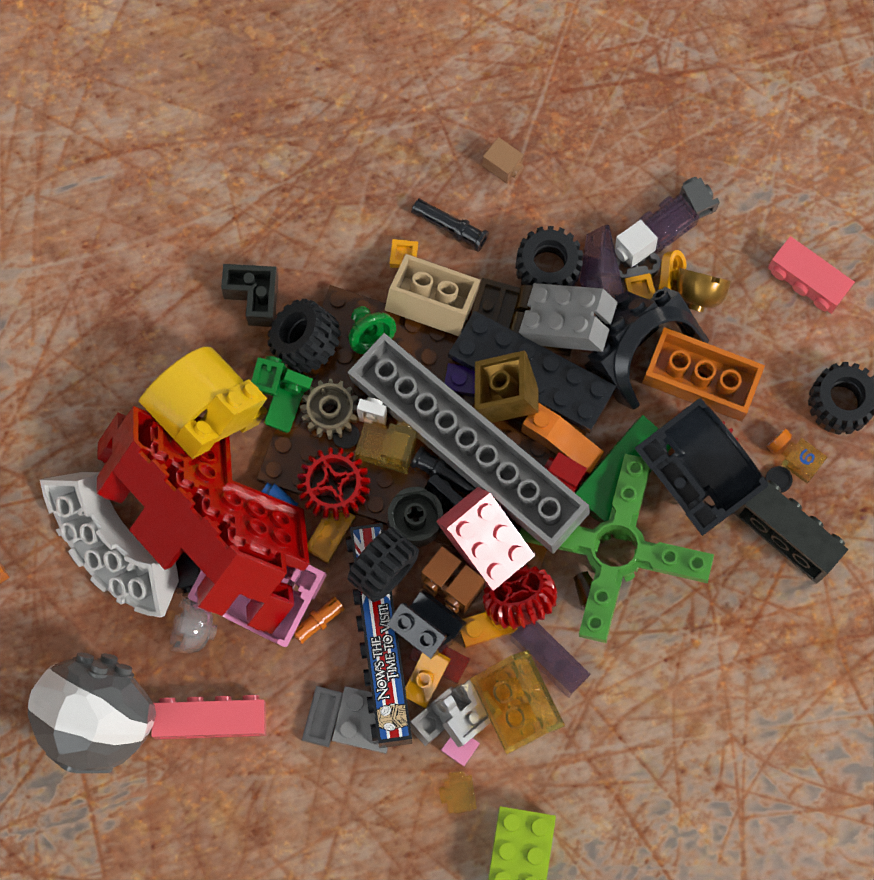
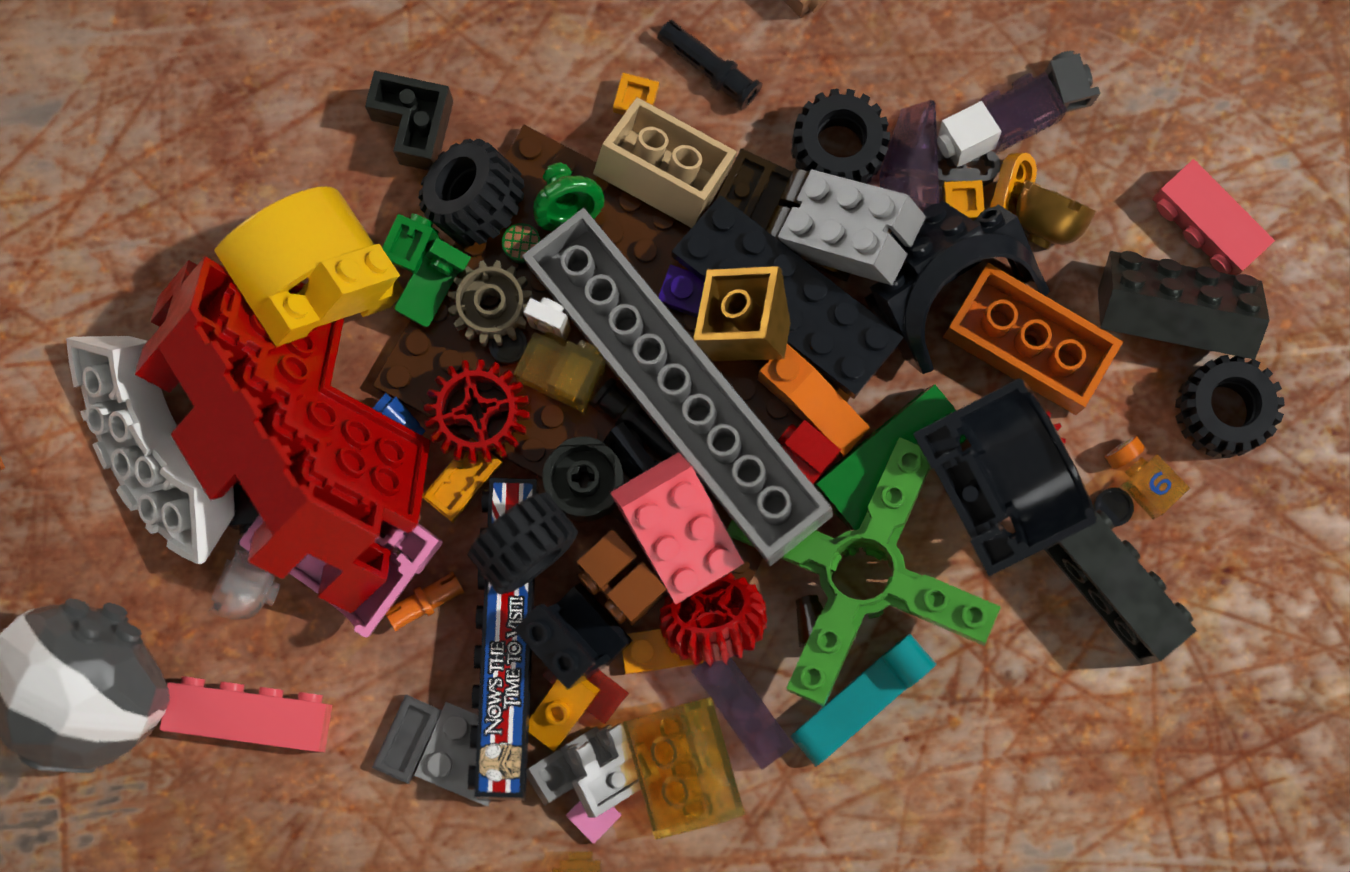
camera: 10 degrees right, 5 degrees up
(341, 364) = (518, 240): none -> tile
(631, 636) = (863, 699): none -> teal beam
(800, 334) = (1183, 304): none -> pearl dark grey brick

